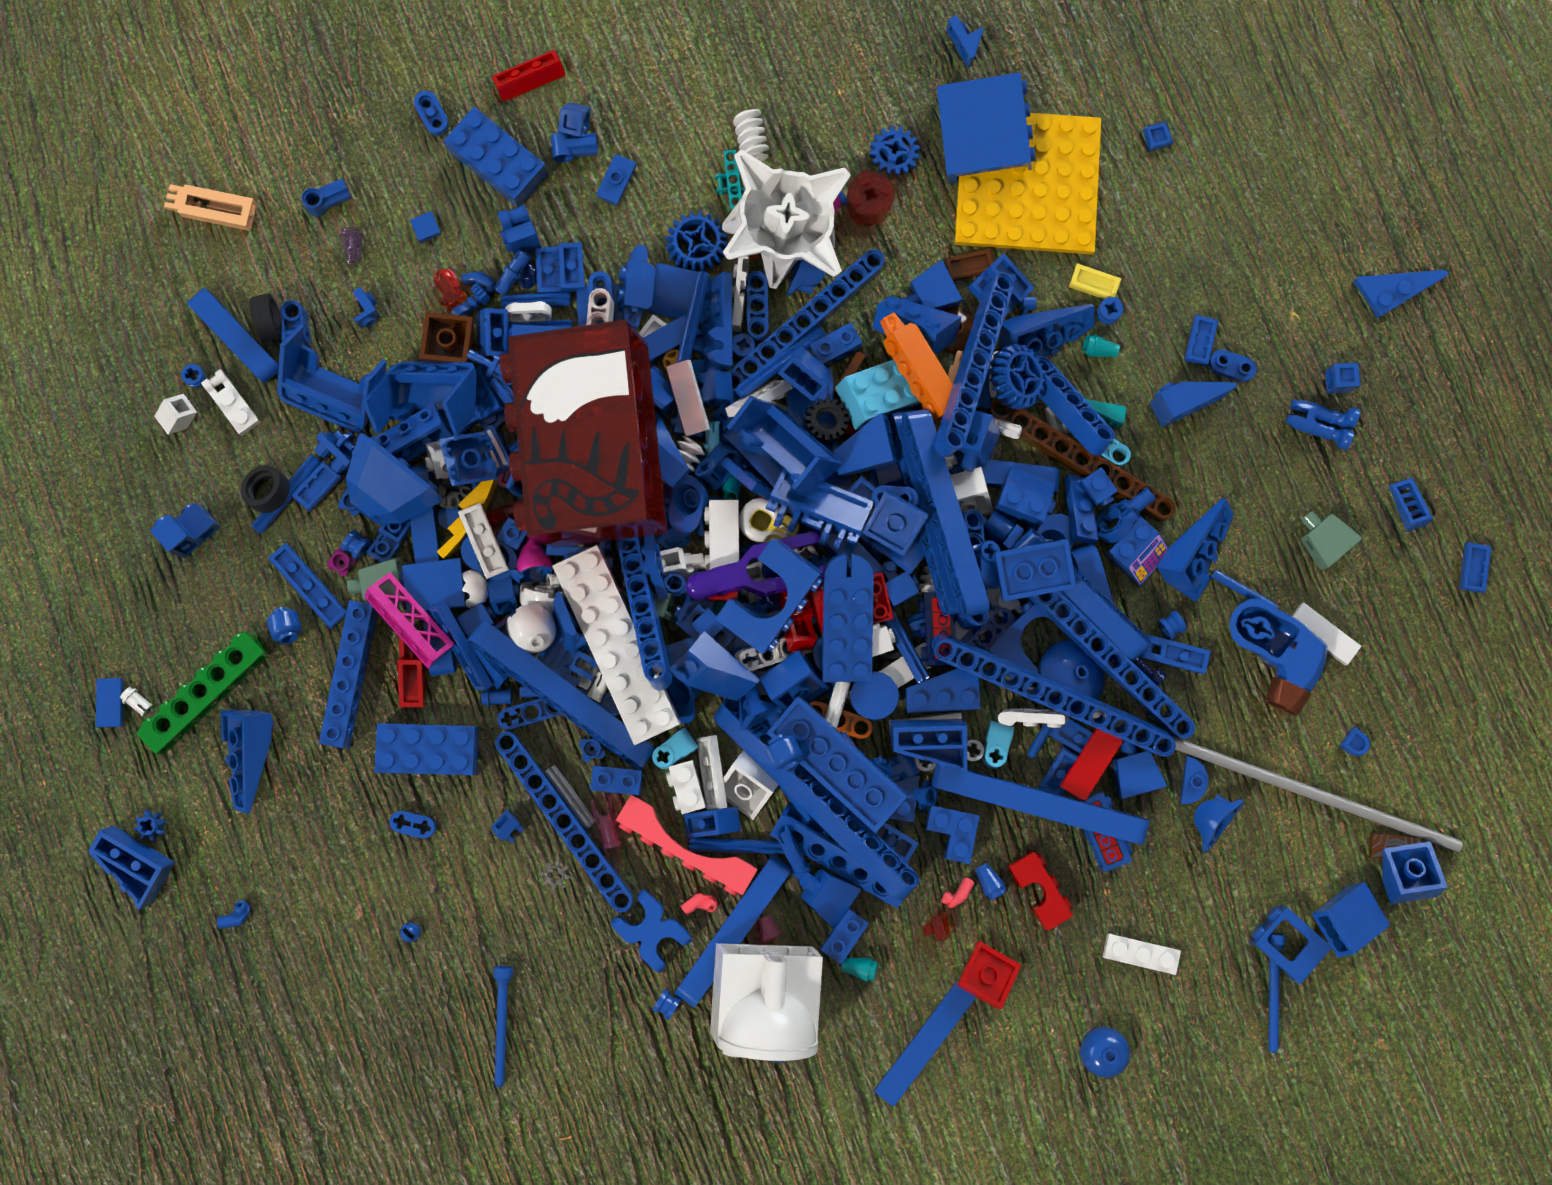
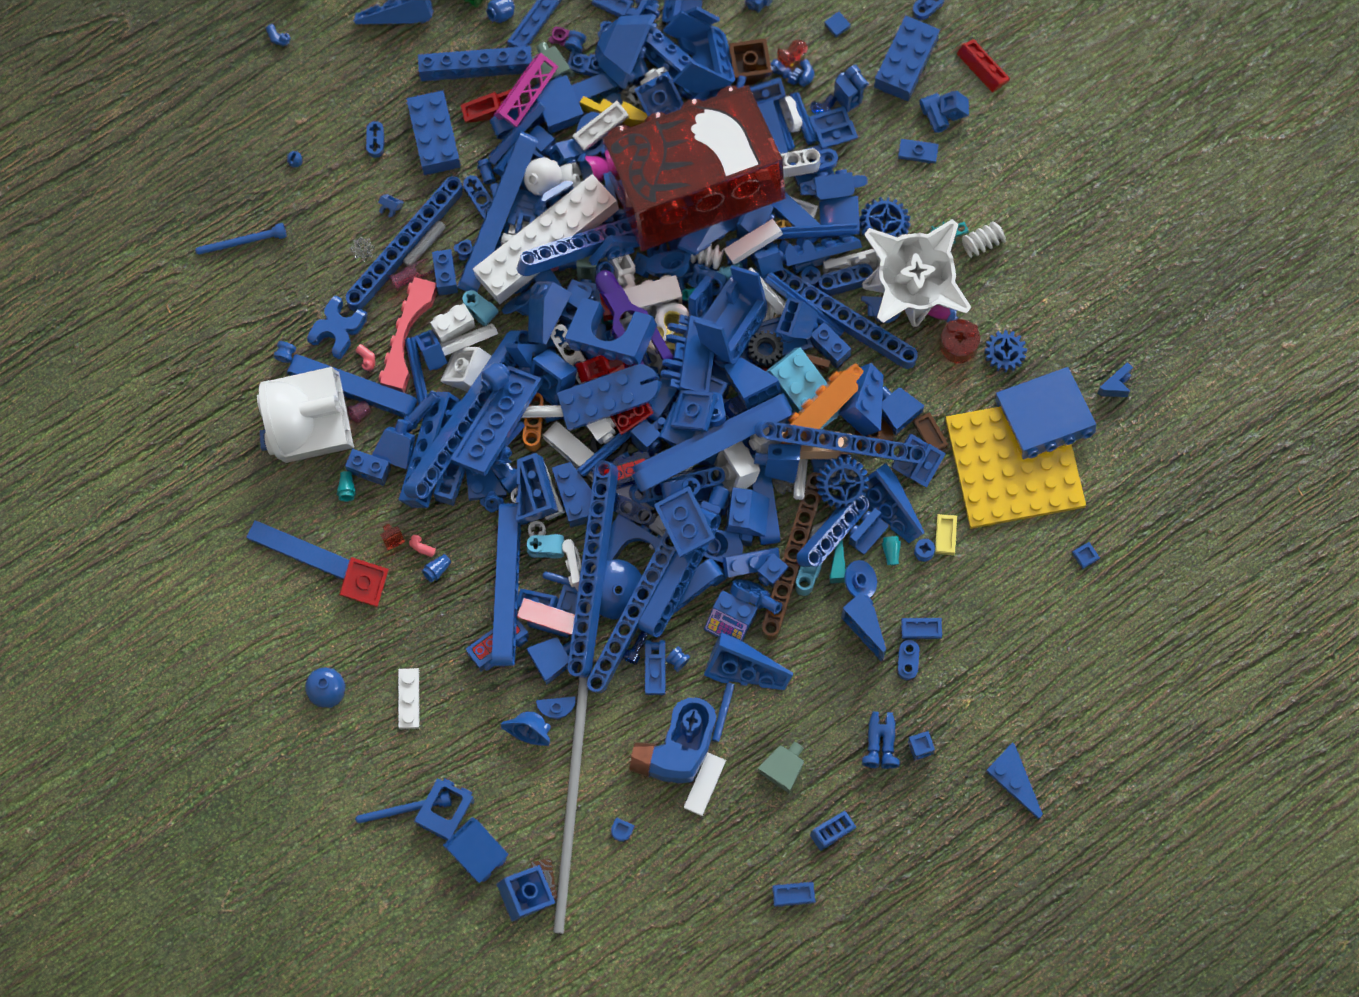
camera: 80 degrees right, 10 degrees down
(476, 587) = (564, 130): white hair -> none
(512, 272) = (818, 94): blue pin -> none
(876, 697) = (557, 440): blue tile -> none
(960, 829) = (472, 532): blue brick -> none
(1028, 303) = (911, 485): blue hand -> none
(1052, 908) = (429, 619): red arch -> none
(1073, 367) = (869, 531): none -> blue bracket
(1129, 391) = (860, 578): none -> blue dish

